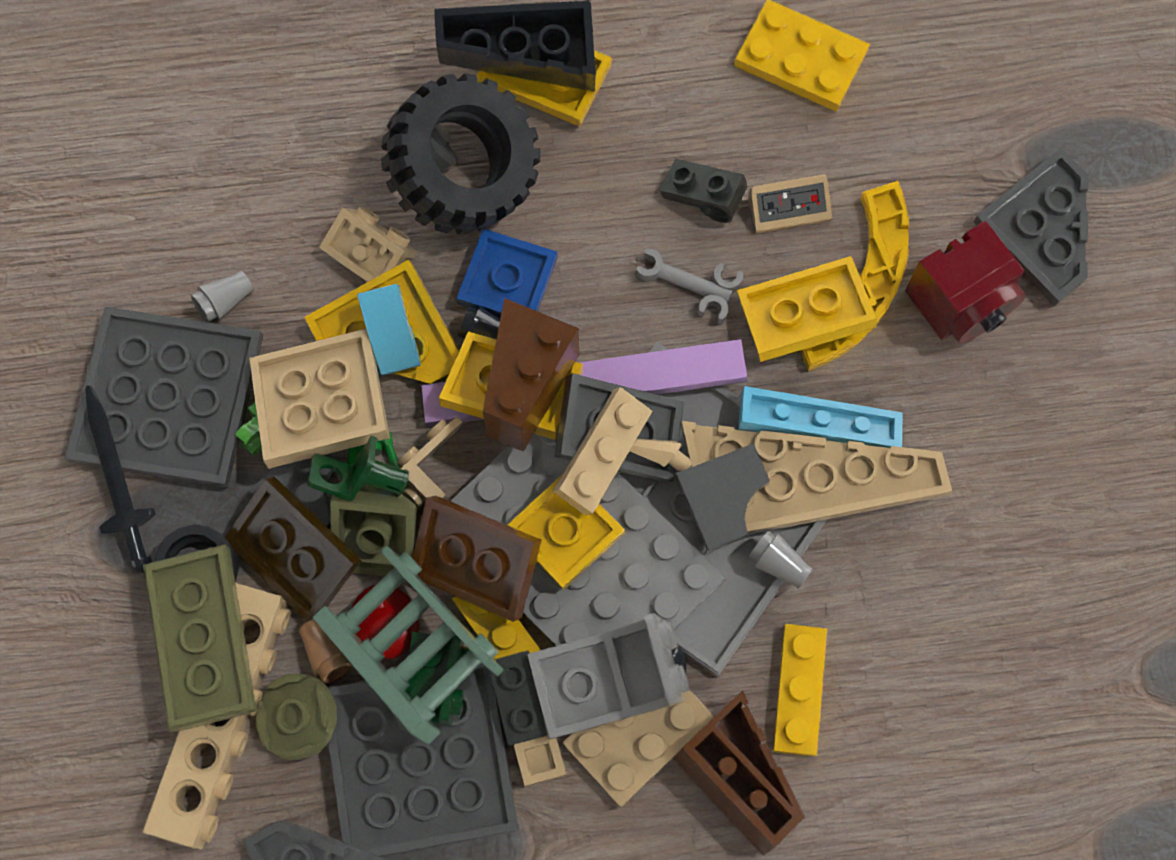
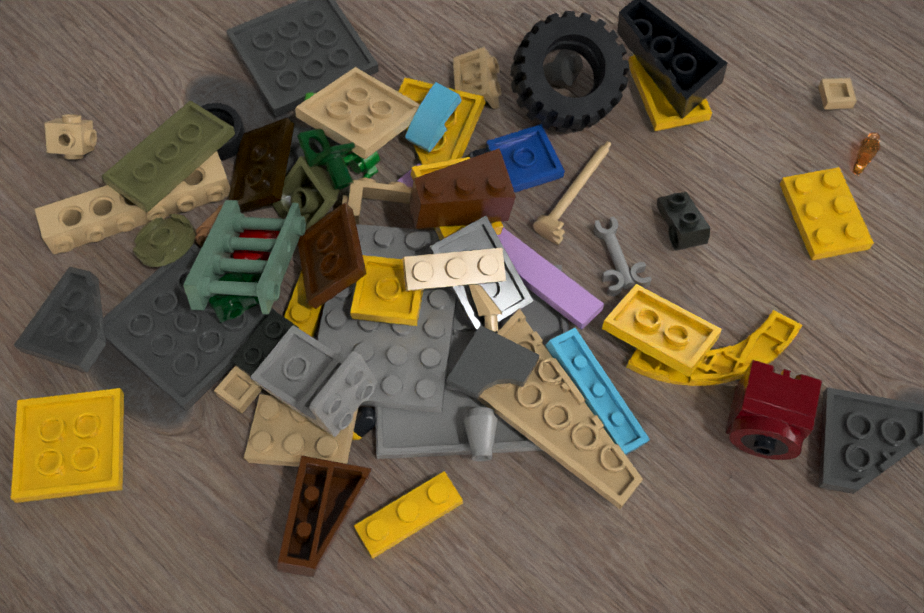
camera: 50 degrees right, 10 degrees down
(67, 729) = (70, 136): none -> tan brick
(126, 518) = (216, 81): black sword -> none
(220, 296) = (382, 35): light grey cone -> none
(603, 319) = (549, 226): none -> tan piece
(790, 203) = (723, 274): slope -> none

